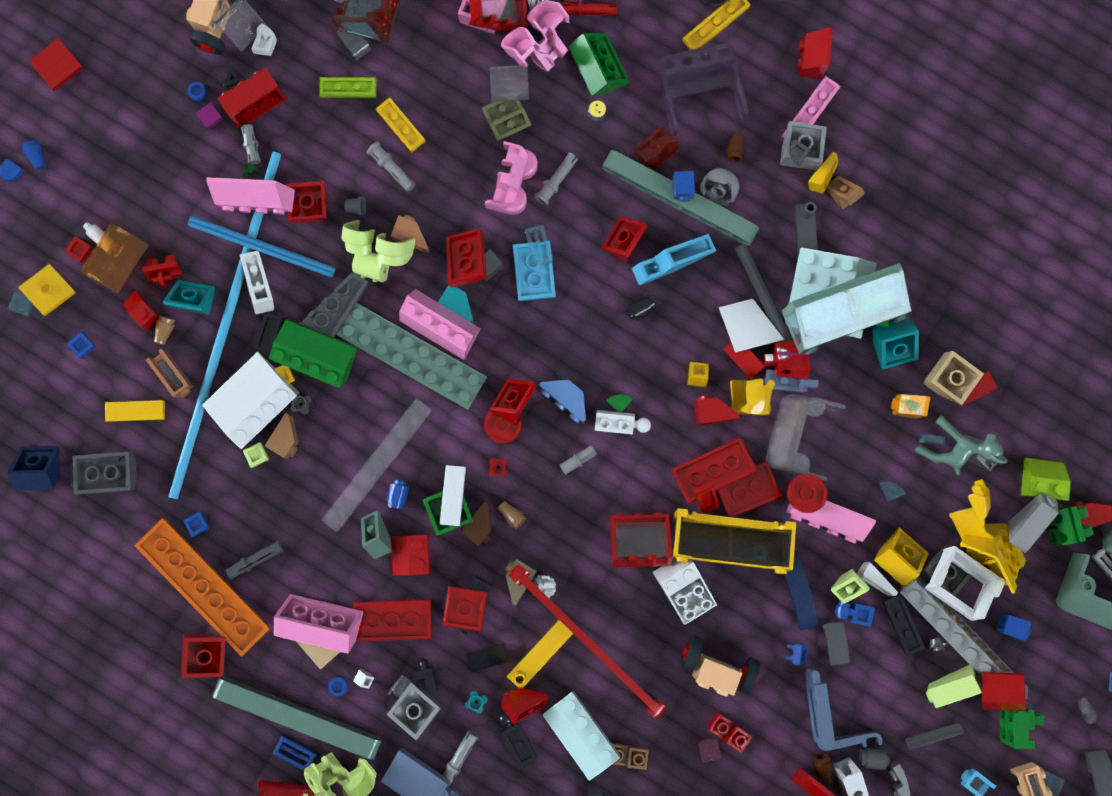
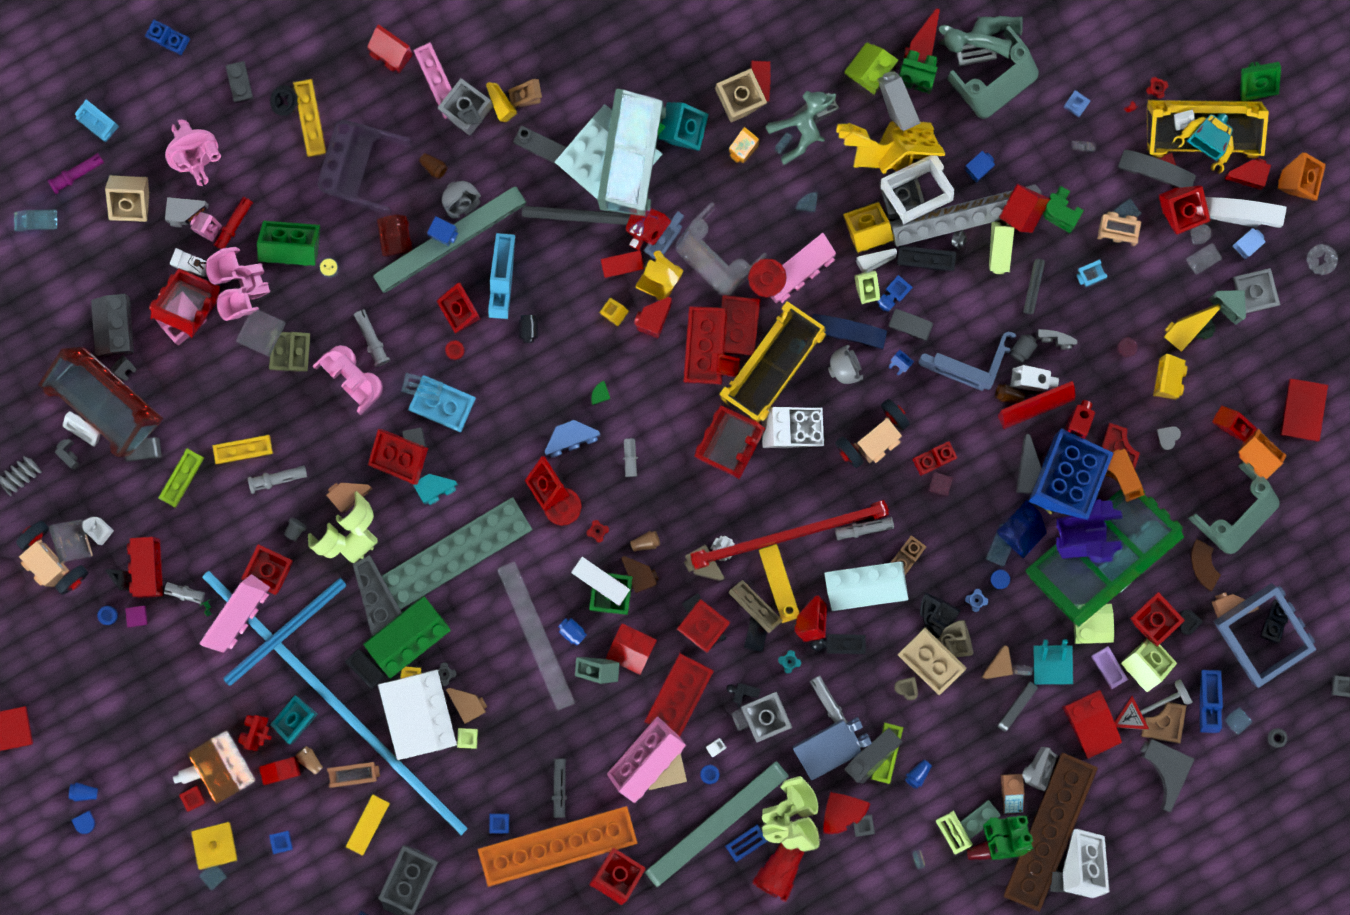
camera: 60 degrees left, 0 degrees up
(257, 282) = (315, 653): white slope -> none
(438, 323) = (443, 512): bright pink slope -> none
(508, 645) = (755, 606): none -> dark tan tile
(586, 256) = (454, 350): none -> red tile
(620, 422) = (618, 403): white plate -> none
(625, 697) = (856, 530): none -> light grey pin
(748, 325) = (596, 244): white sticker -> none
(766, 605) = (845, 366): none -> light grey cylinder

